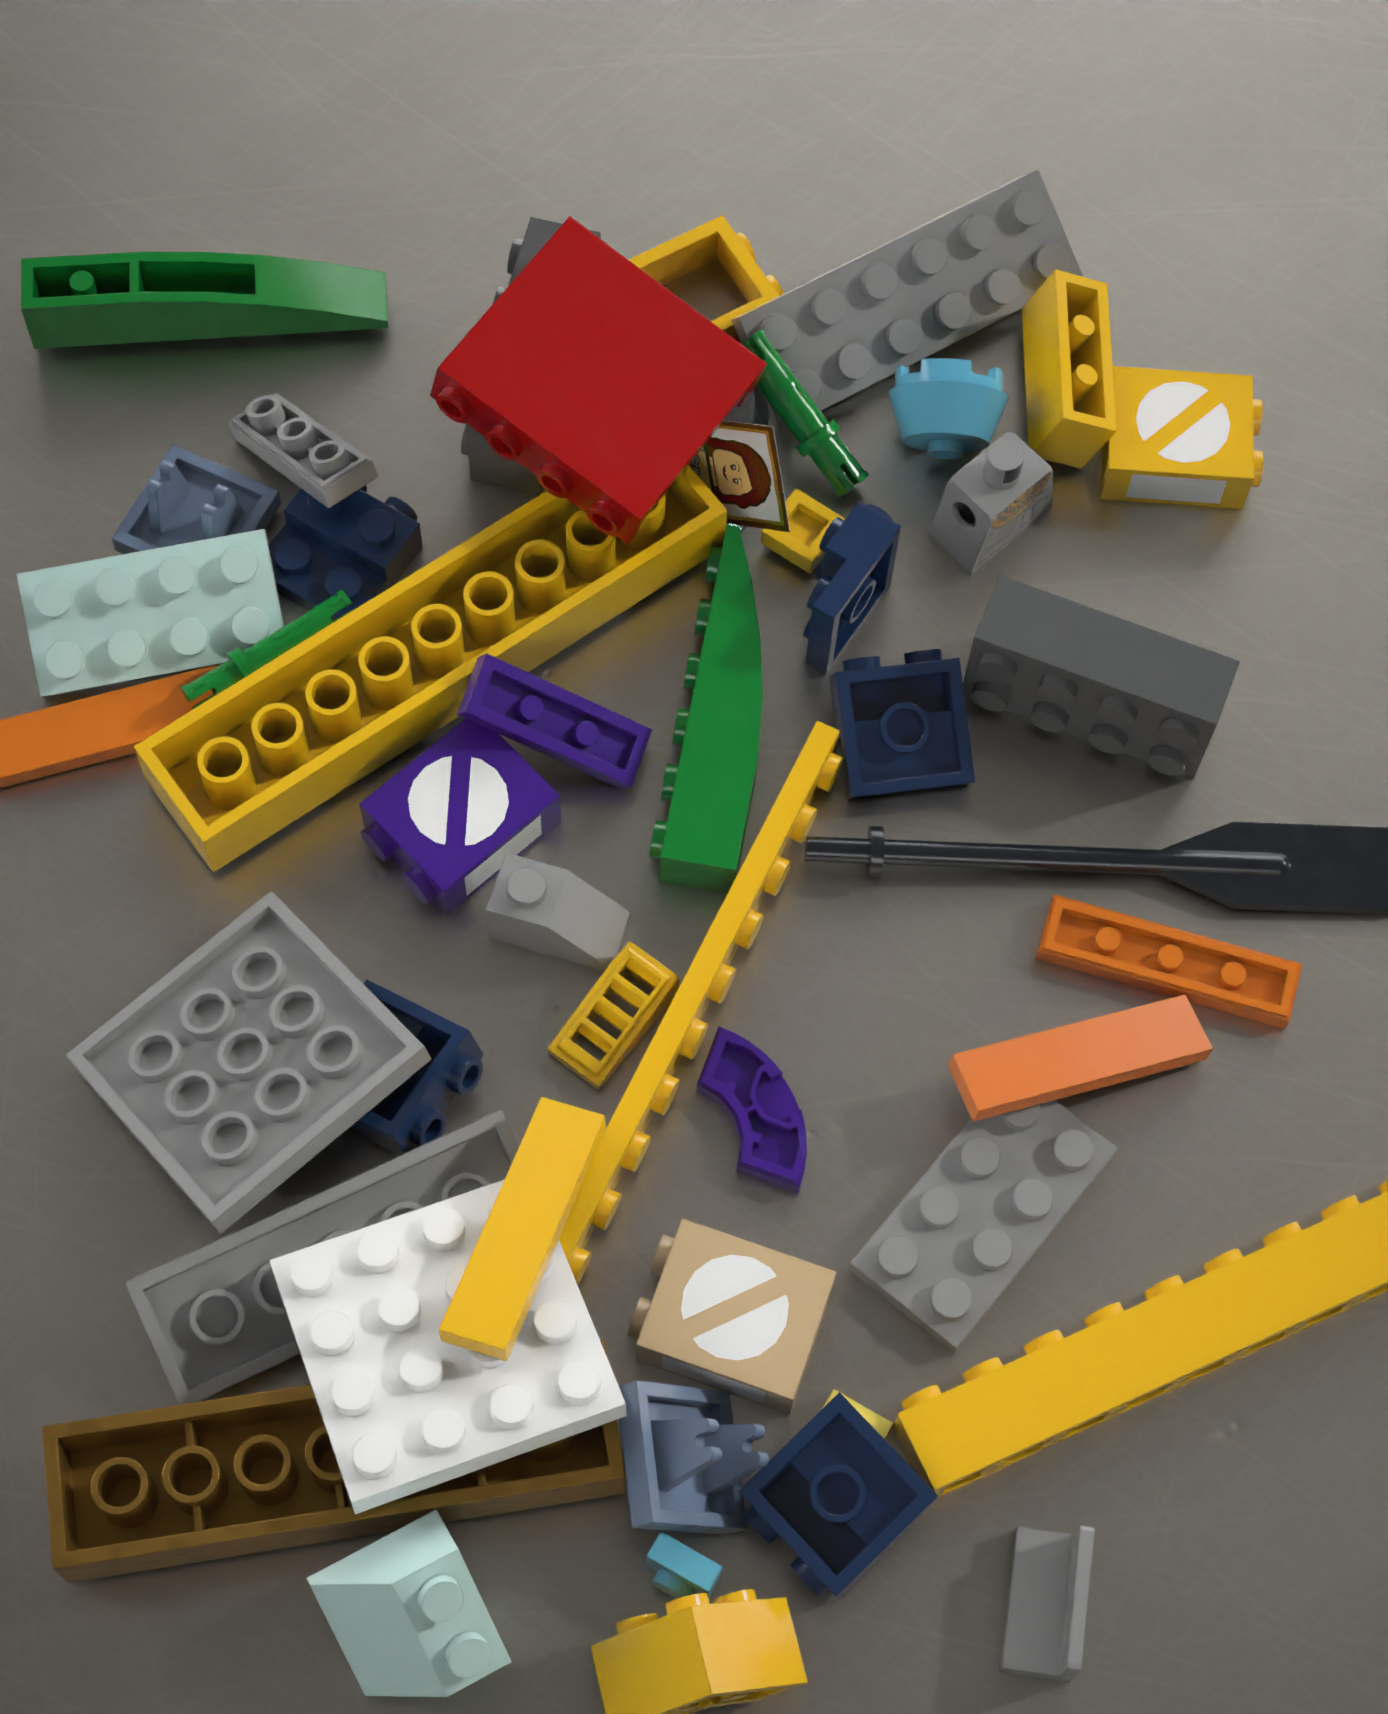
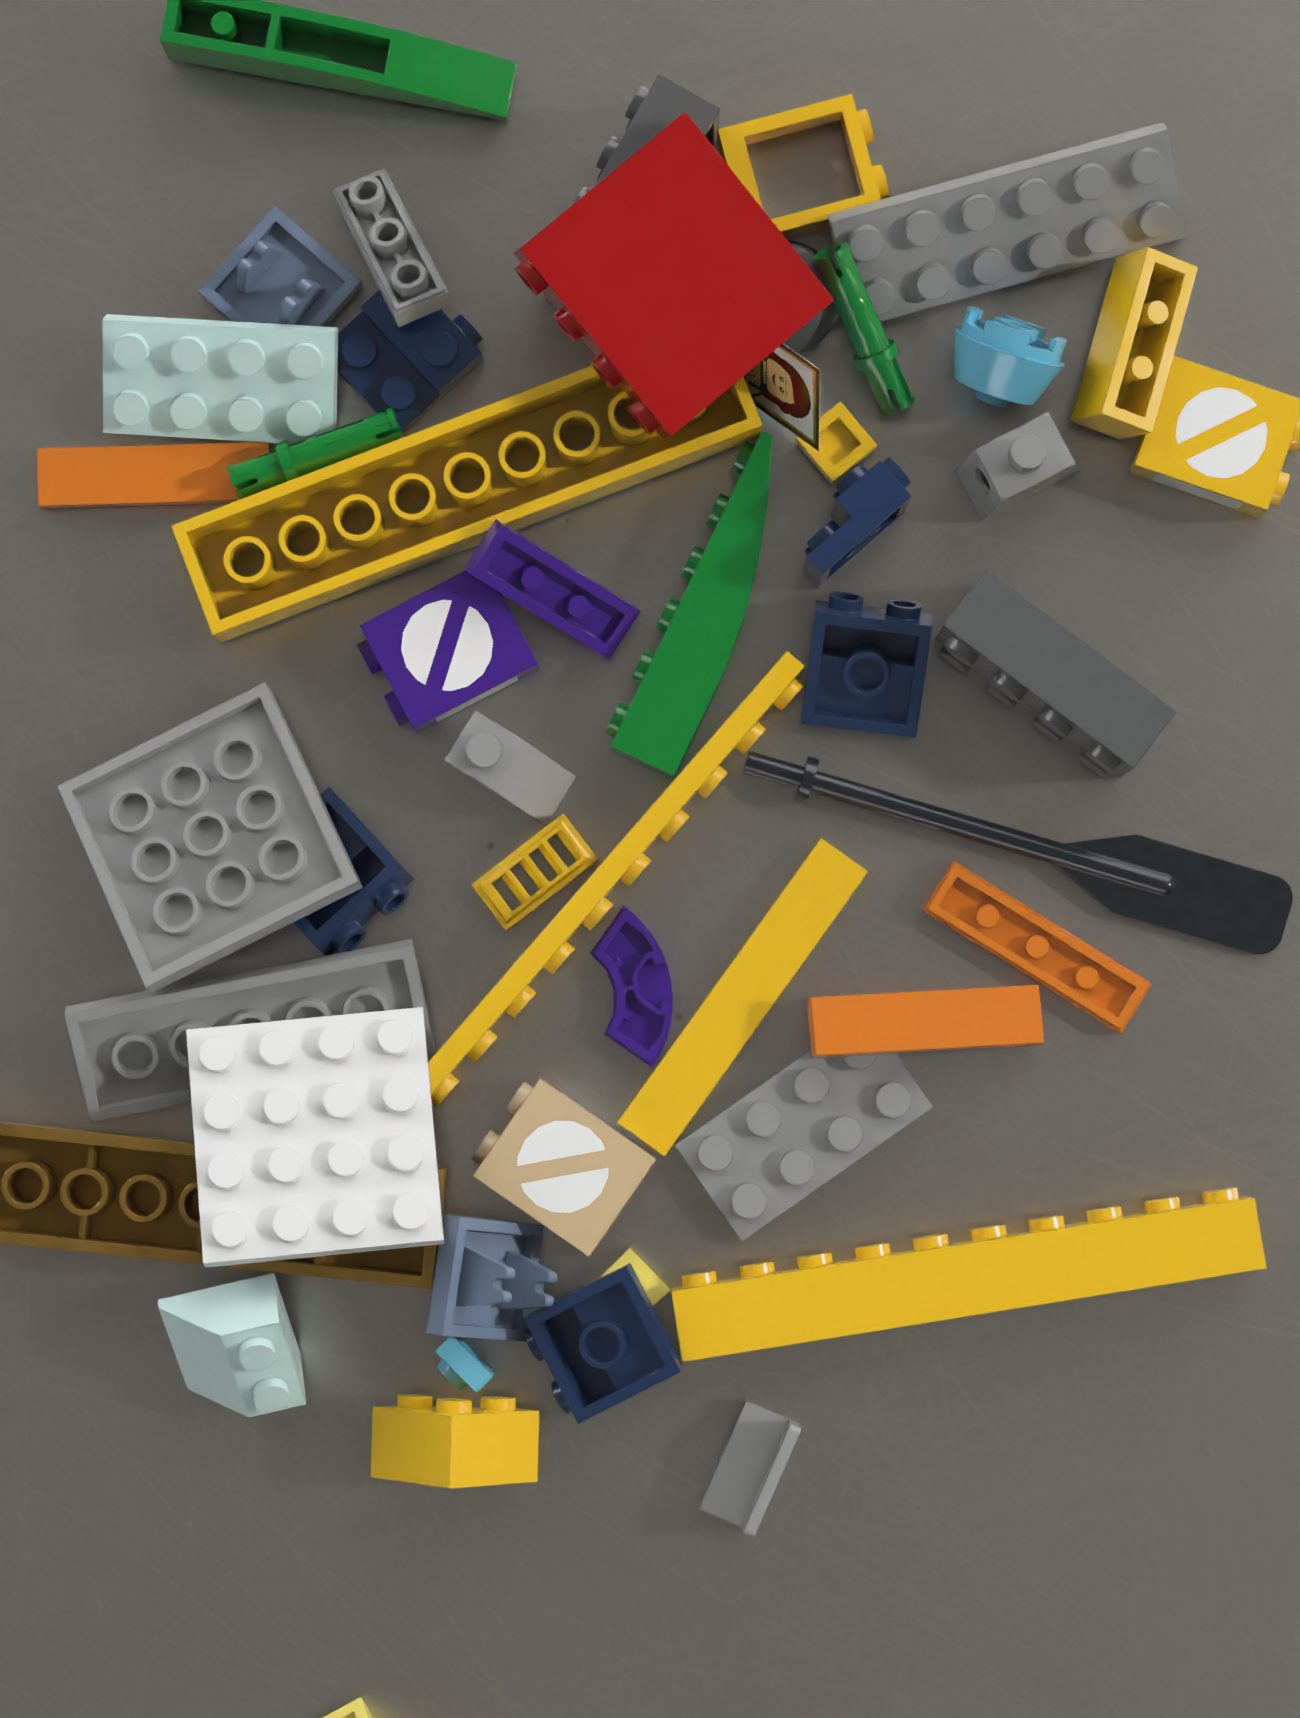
camera: 20 degrees right, 20 degrees up
(522, 1229) = (400, 1065): yellow tile -> none
(874, 1091) = (742, 997): none -> yellow tile

